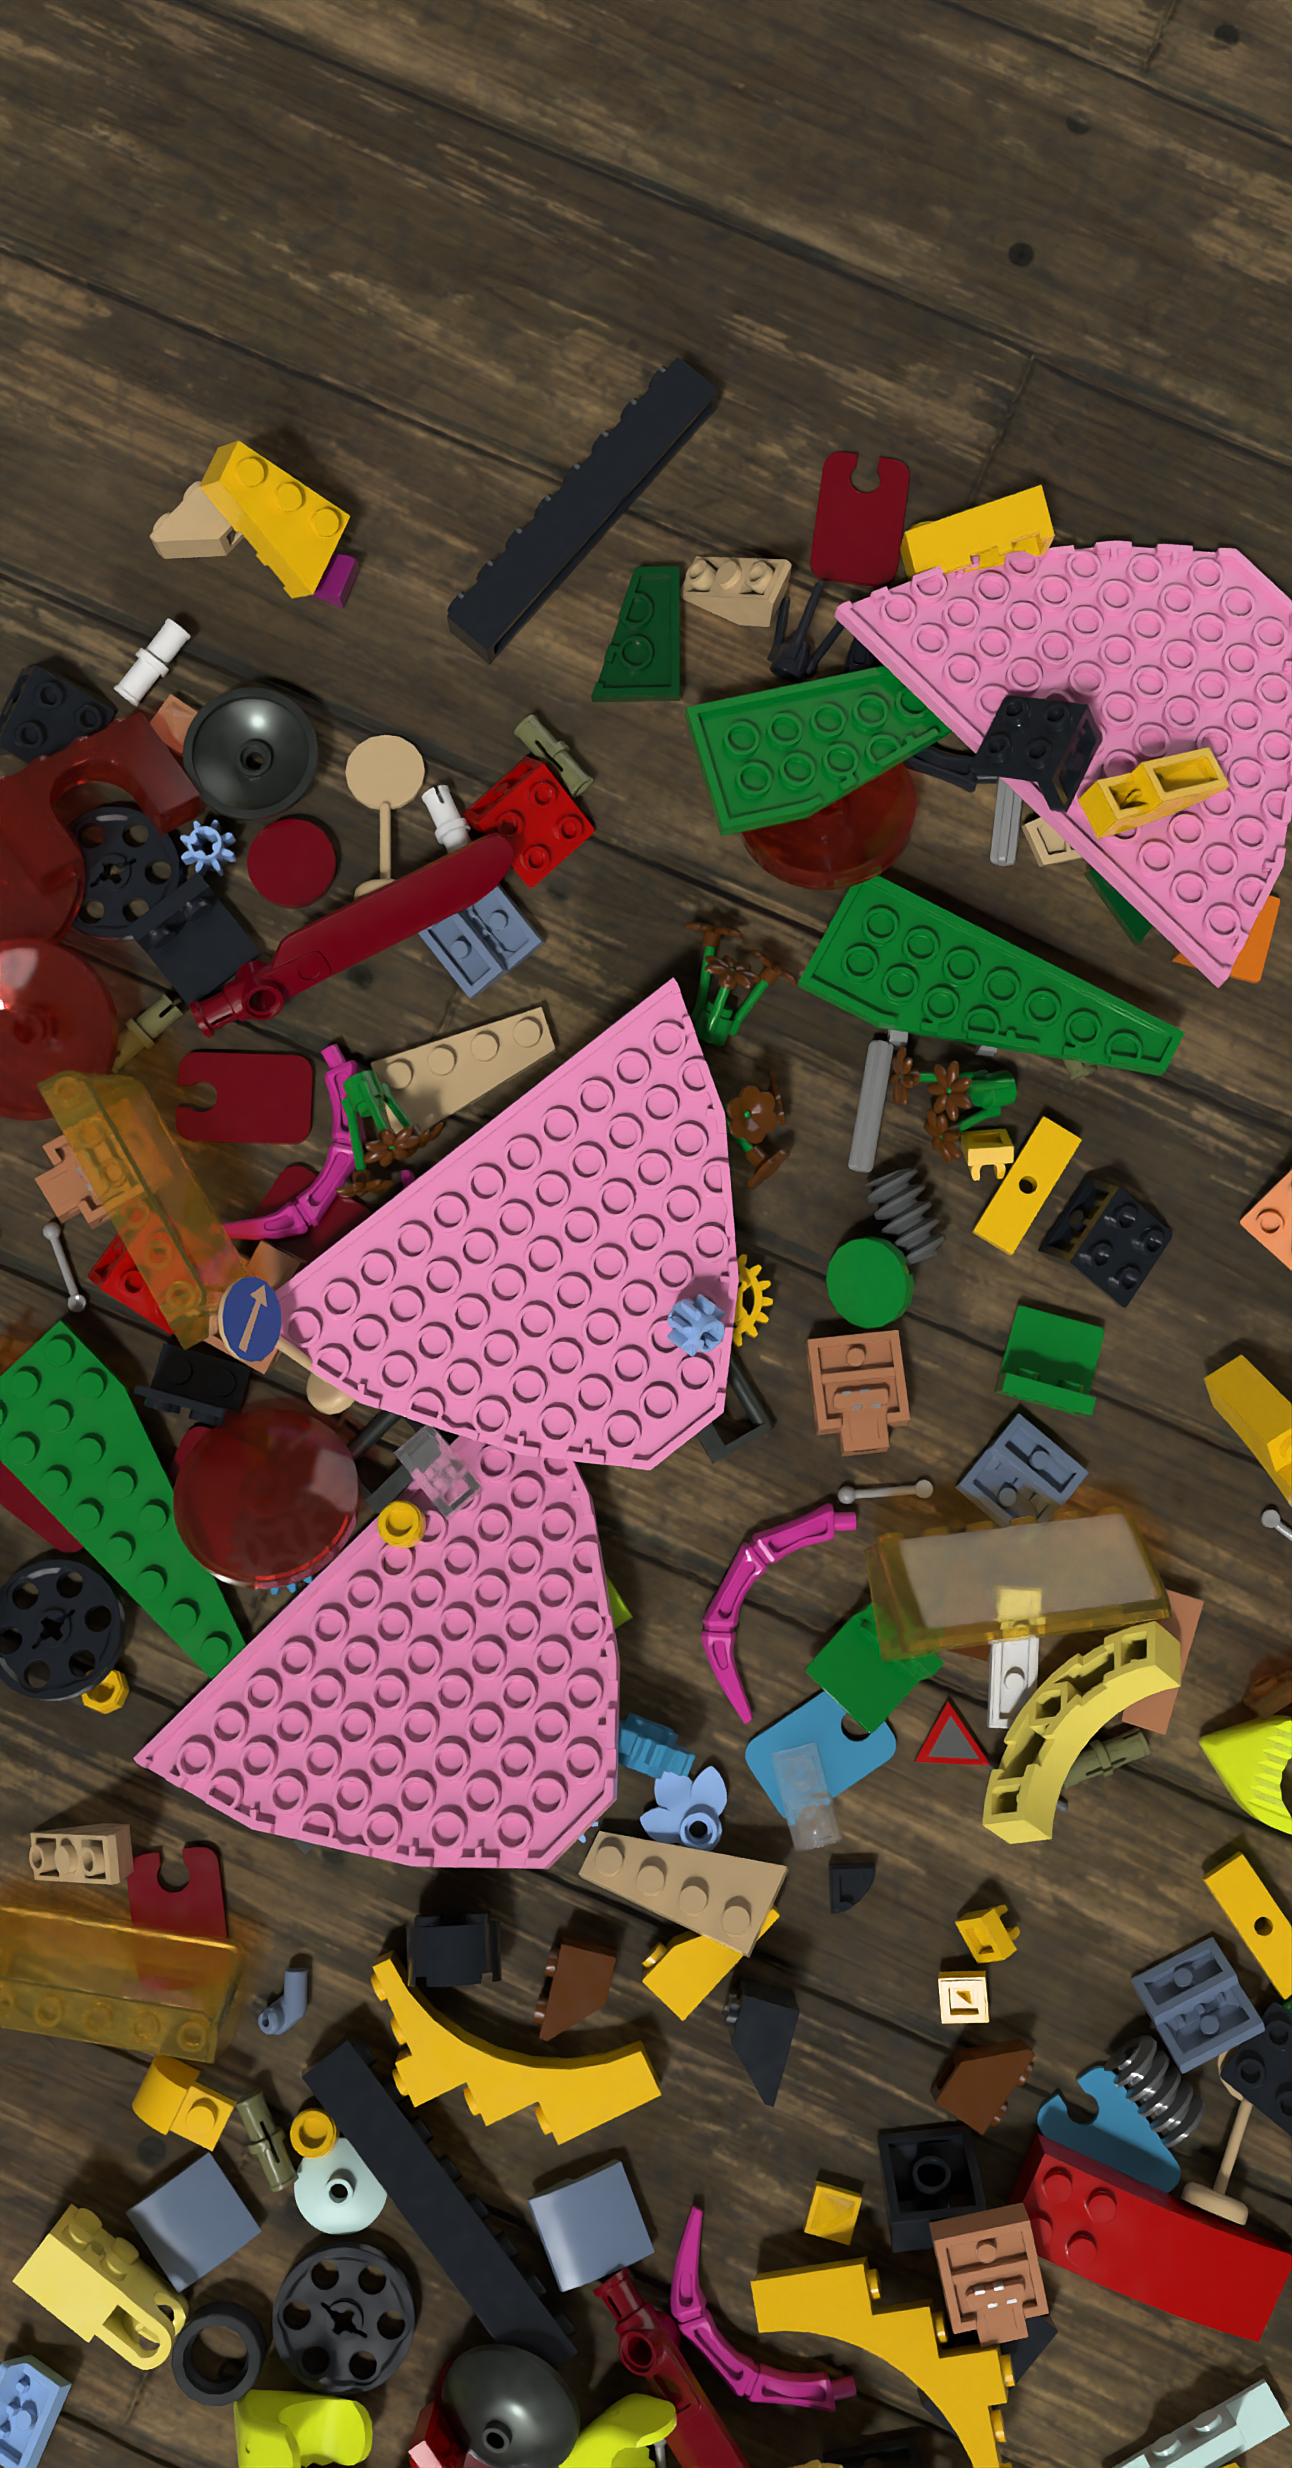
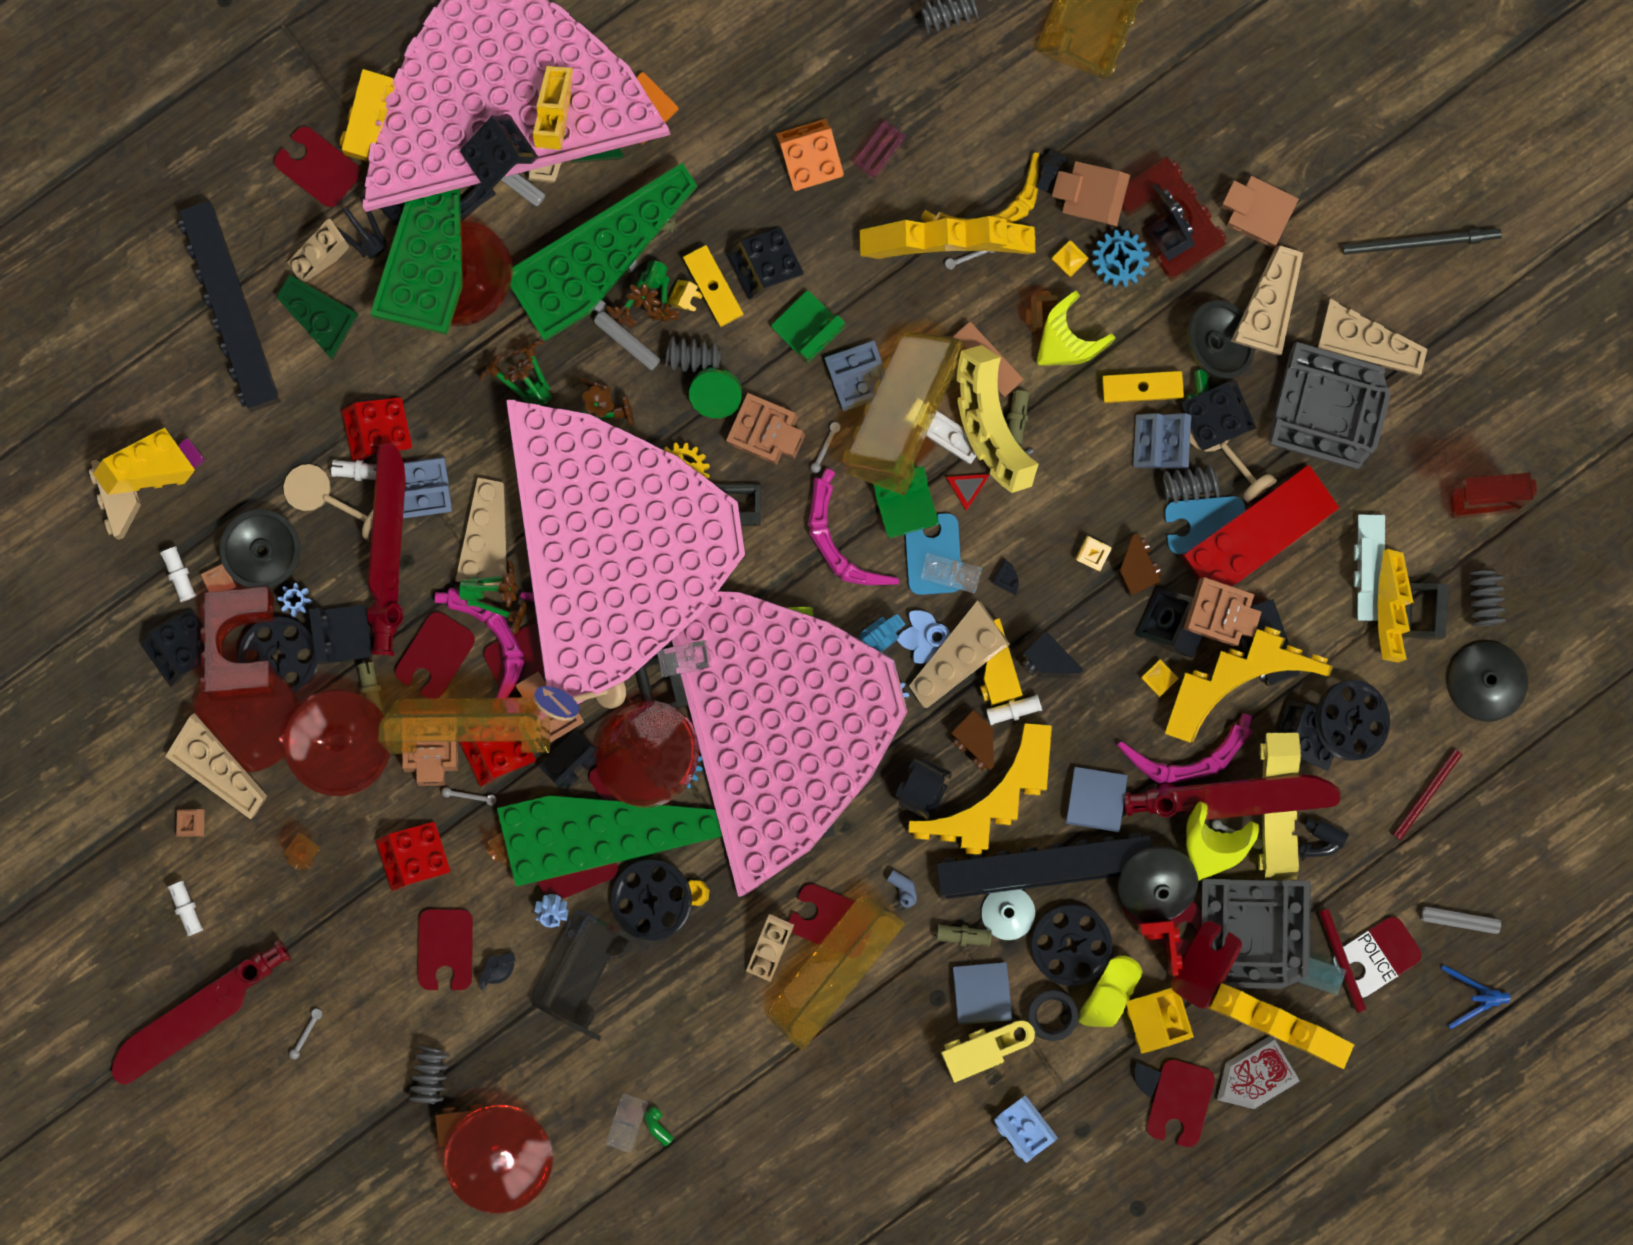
camera: 55 degrees left, 0 degrees up
(177, 2103) = (921, 962): yellow brick -> none
(292, 863) = (327, 562): dark red tile -> none
(314, 2133) = (974, 910): yellow tile -> none
(401, 1524) = (700, 695): yellow tile -> none
(554, 756) = (350, 396): olive pin -> none
(654, 2015) = (1014, 709): none -> white pin
(696, 1325) = (686, 488): light blue gear -> none
(987, 1935) = (1069, 523): yellow tile -> none

